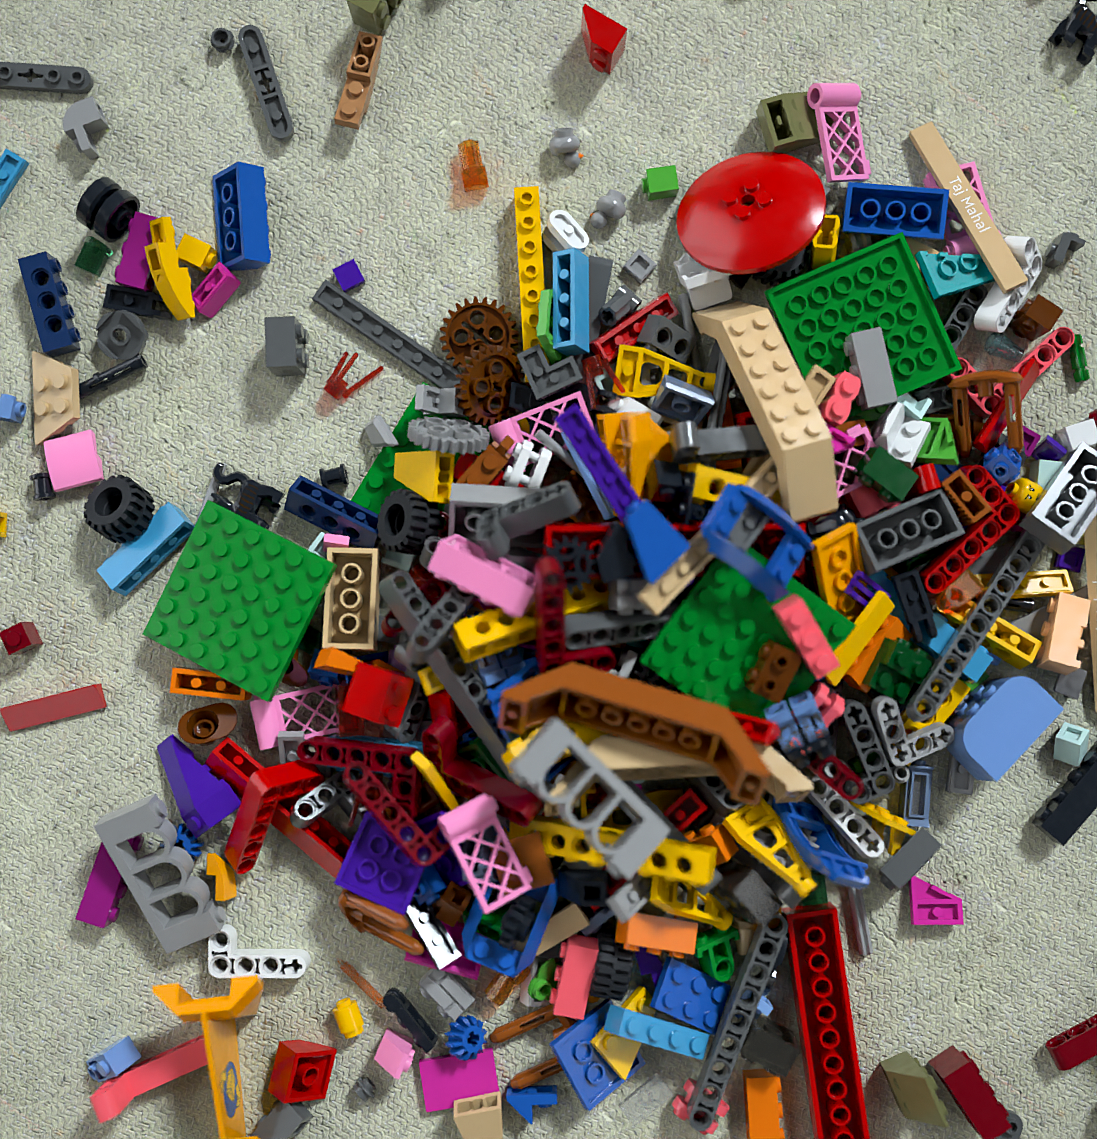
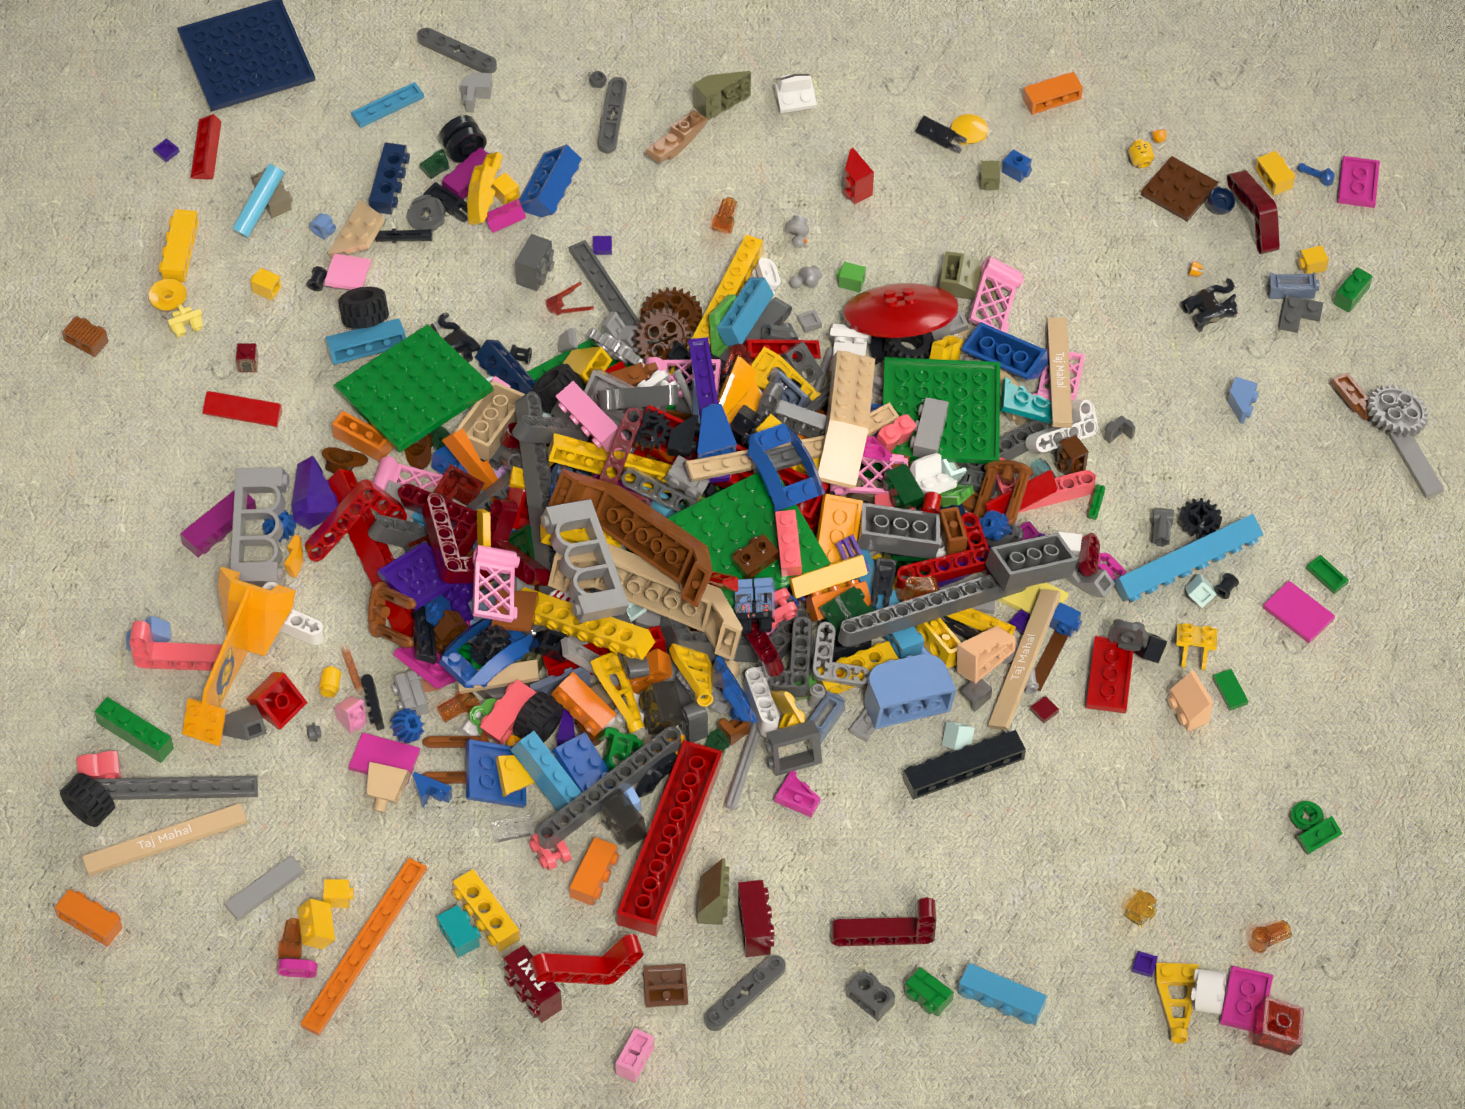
camera: 25 degrees right, 30 degrees down
(378, 694) = (475, 474): red slope -> none
(547, 379) = (717, 345): dark grey plate -> none

